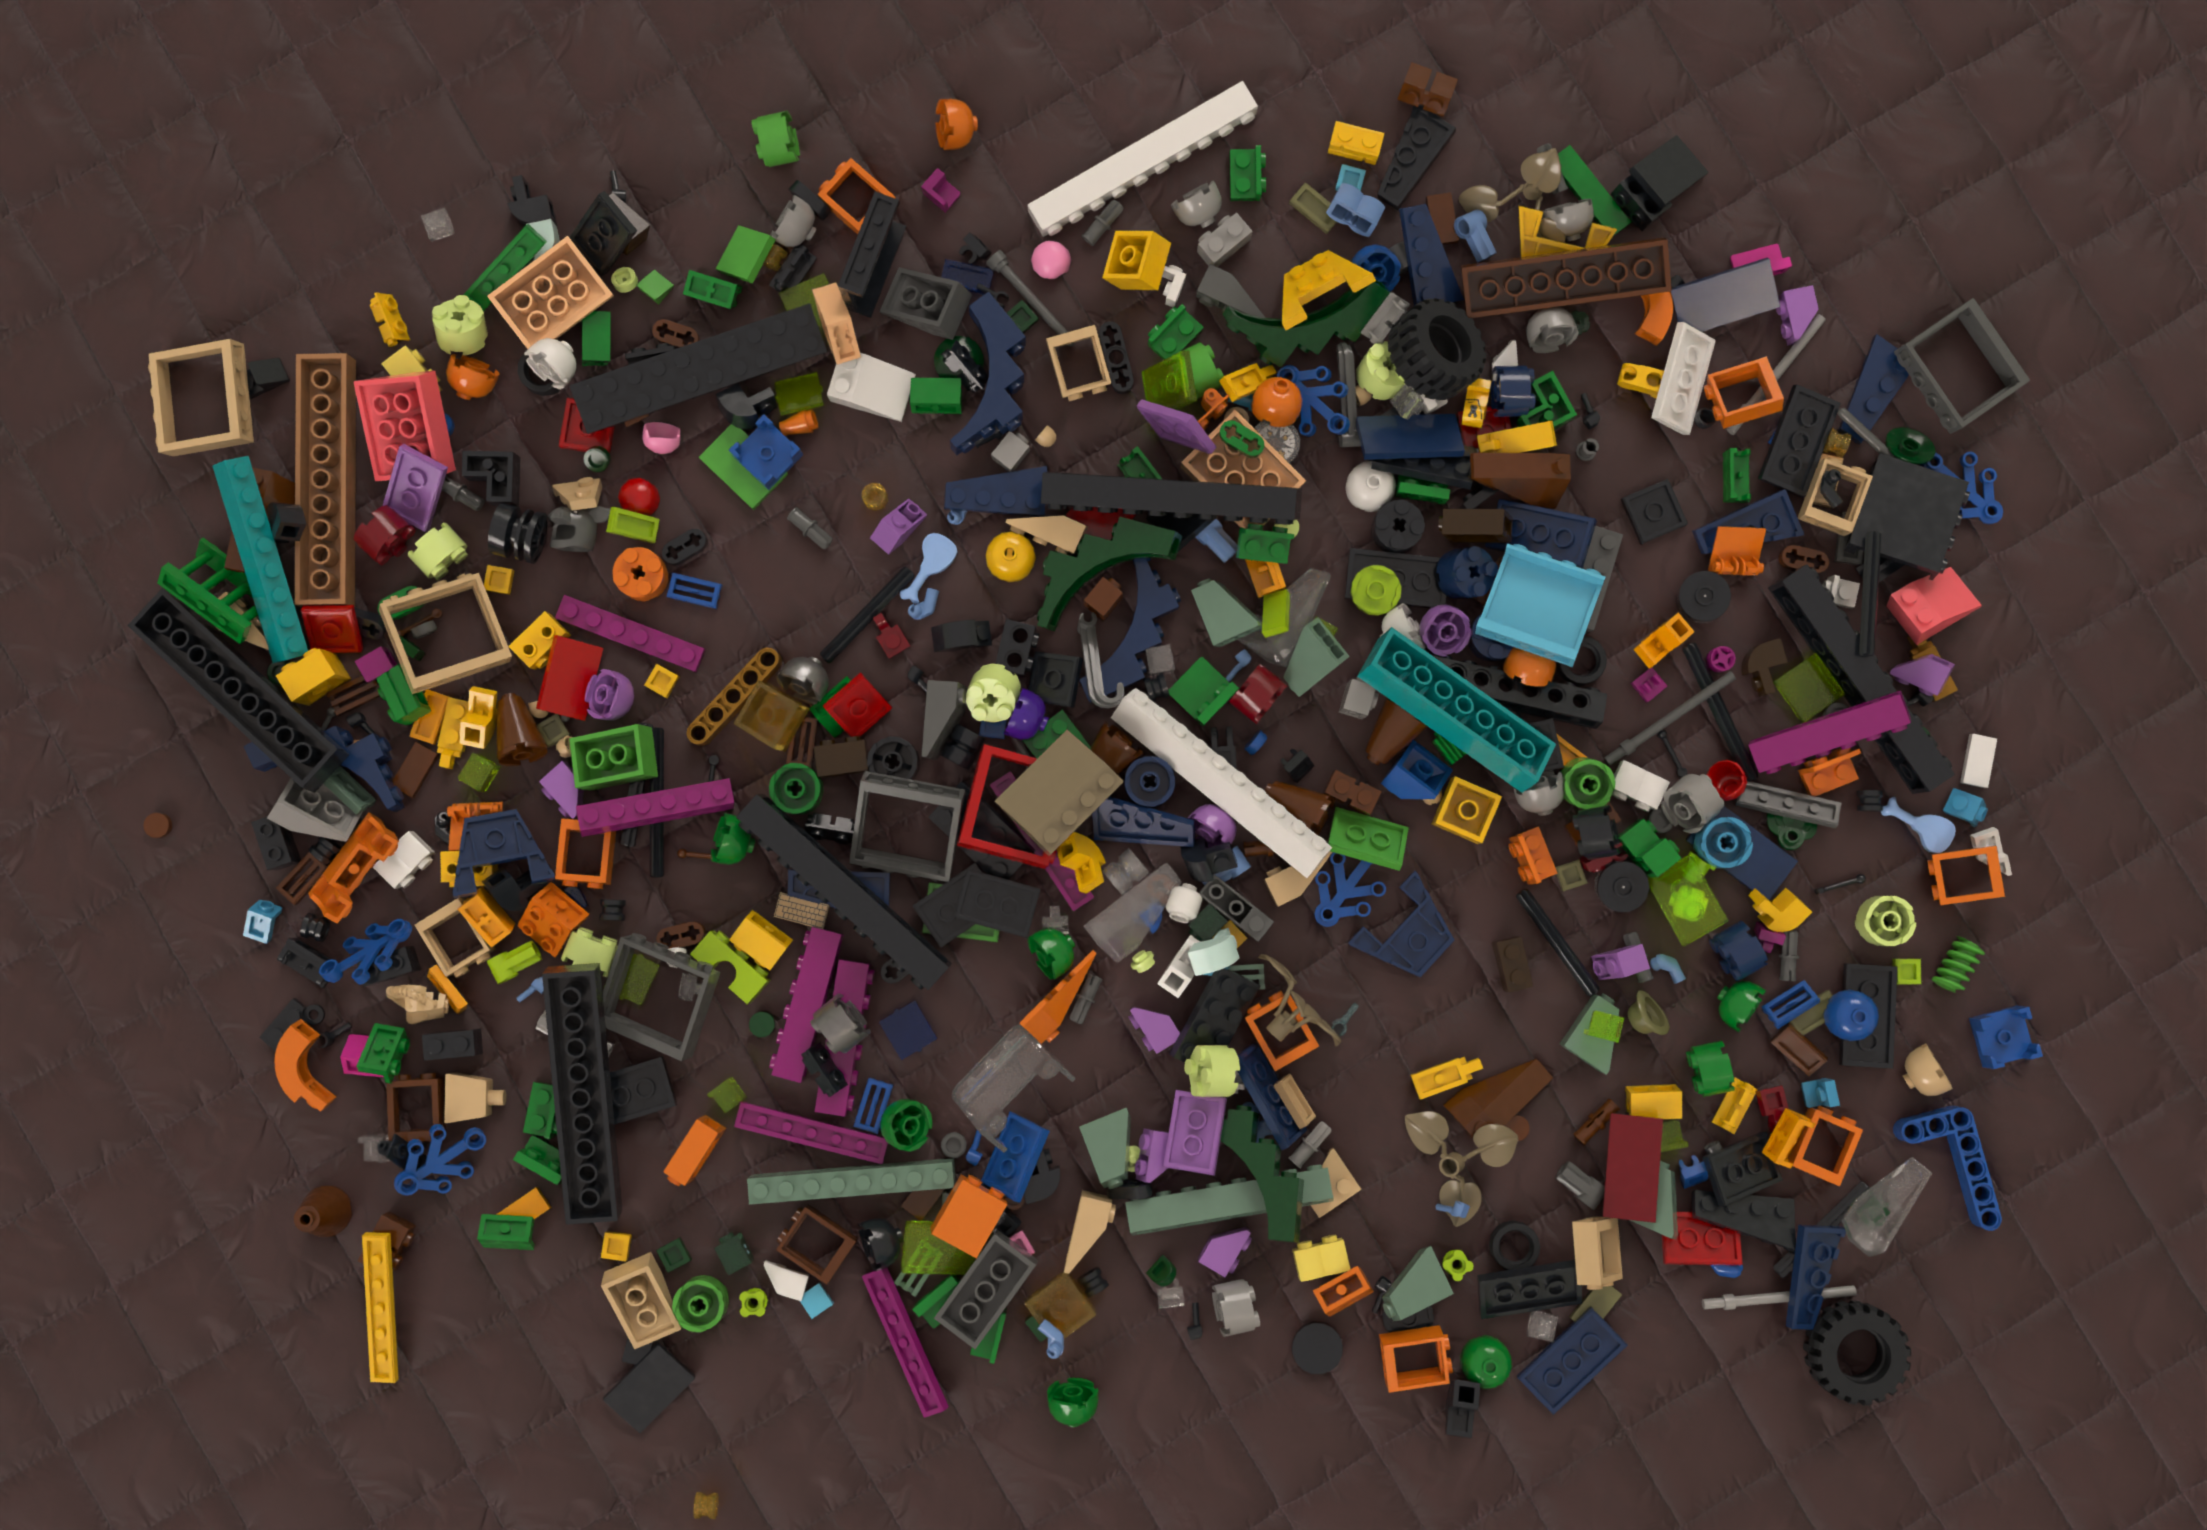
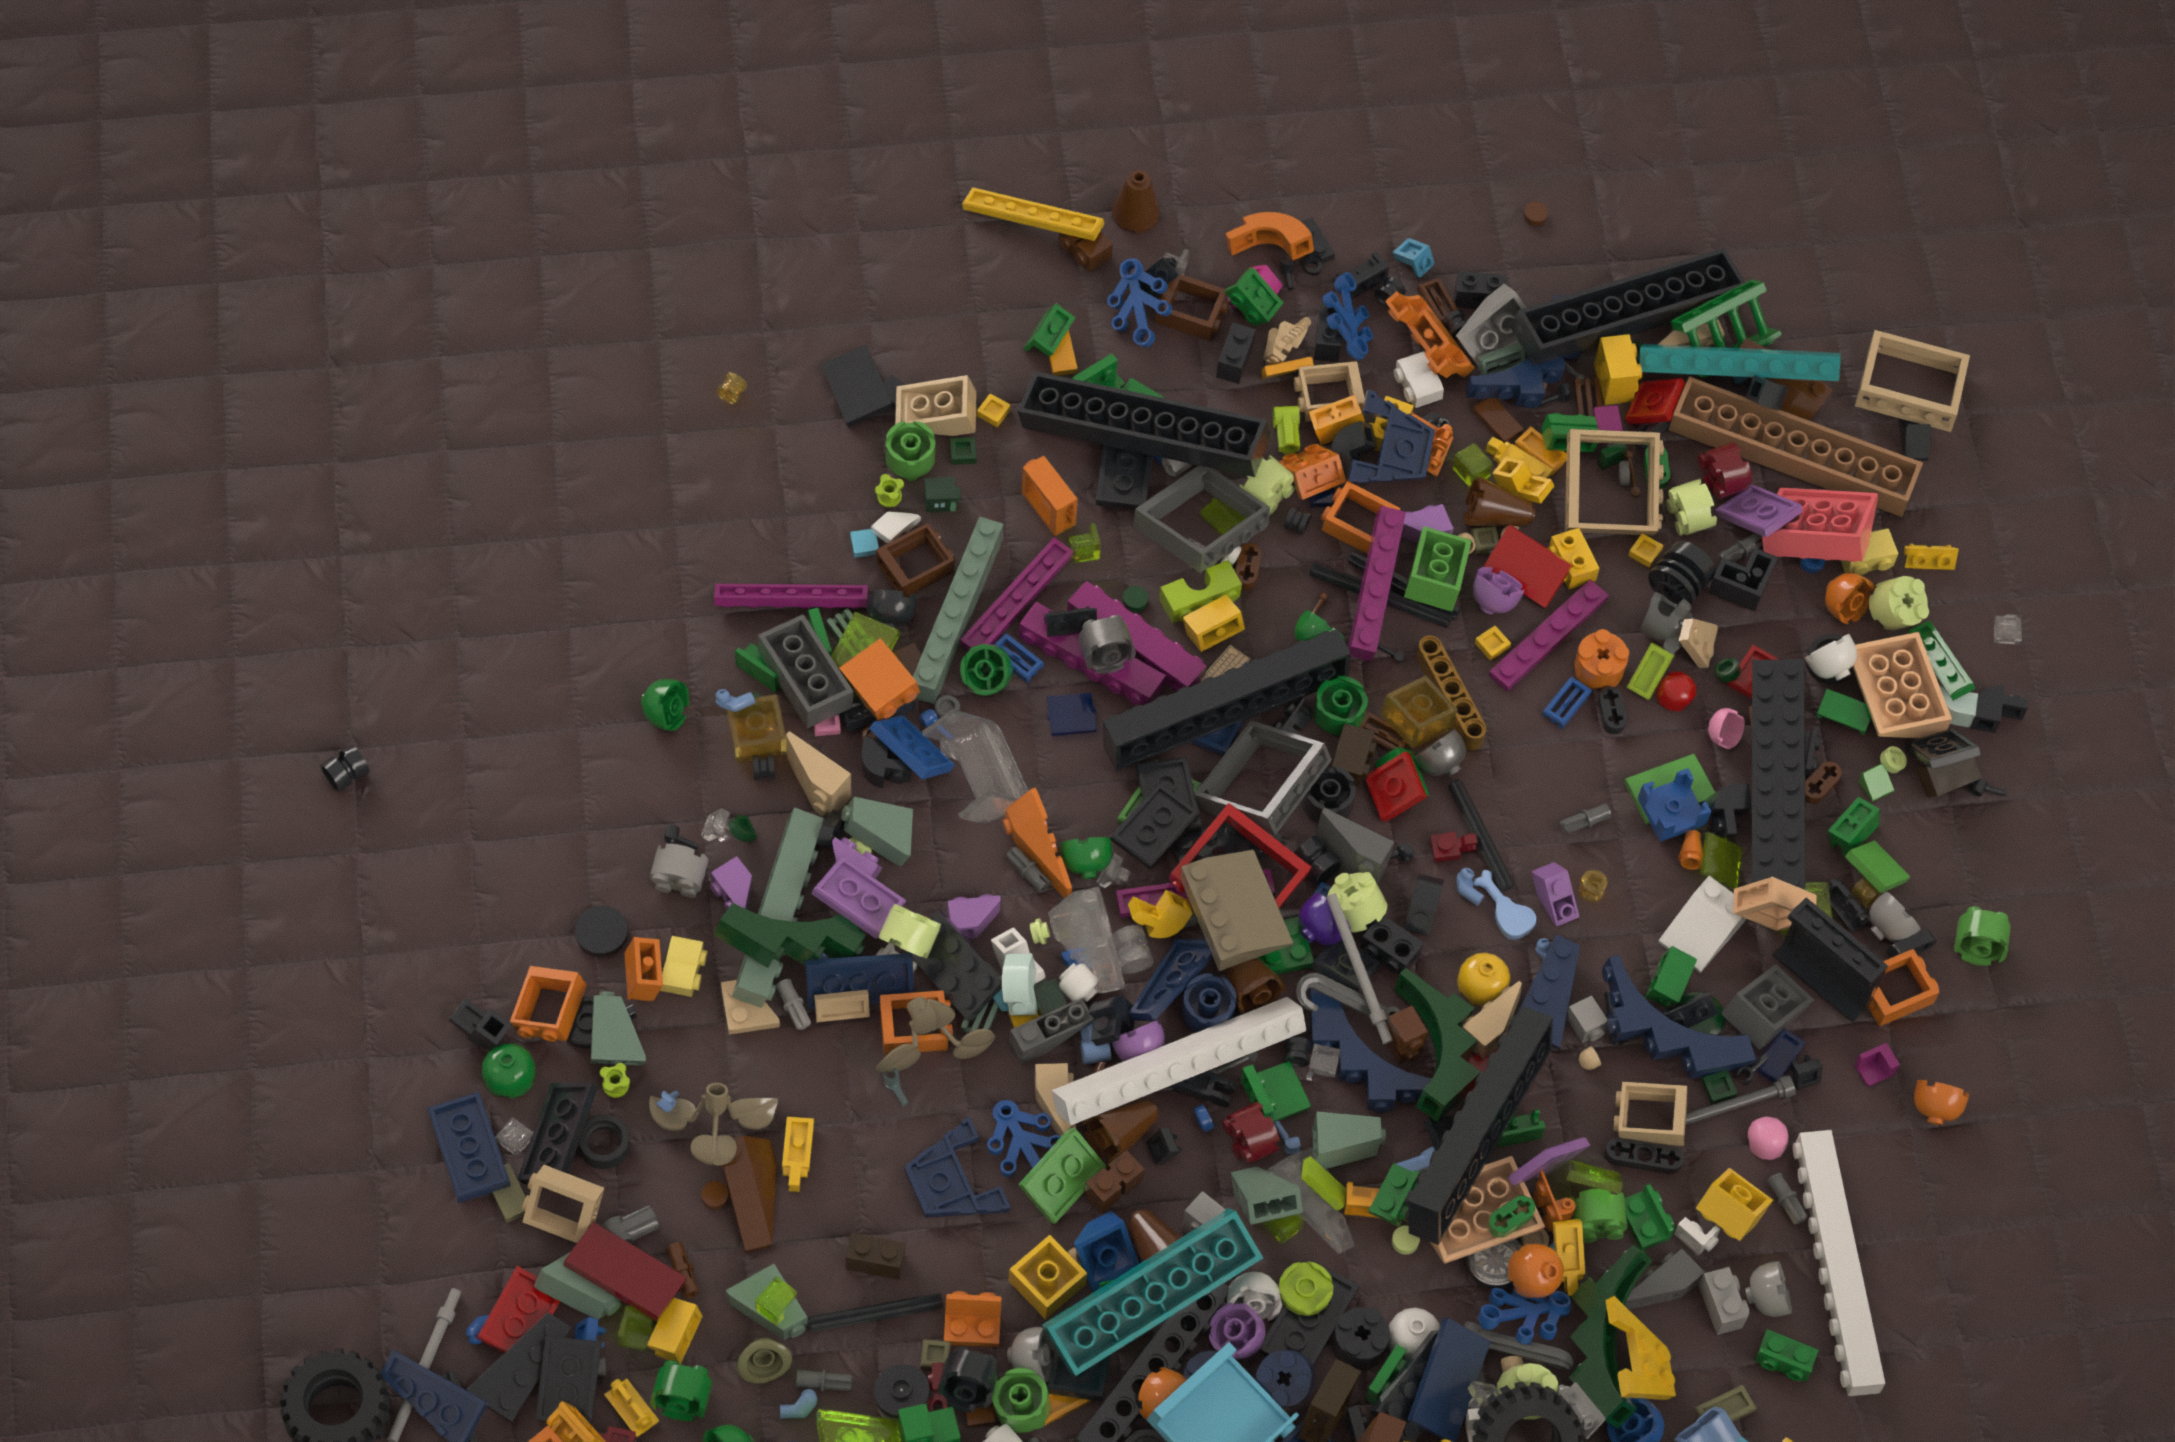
camera: 110 degrees right, 25 degrees down
(470, 1097) = (1183, 349): tan torso -> none
(1099, 628) = (1377, 1015): none -> light grey bar
(1620, 962) = (828, 1352): medium lavender slope -> none

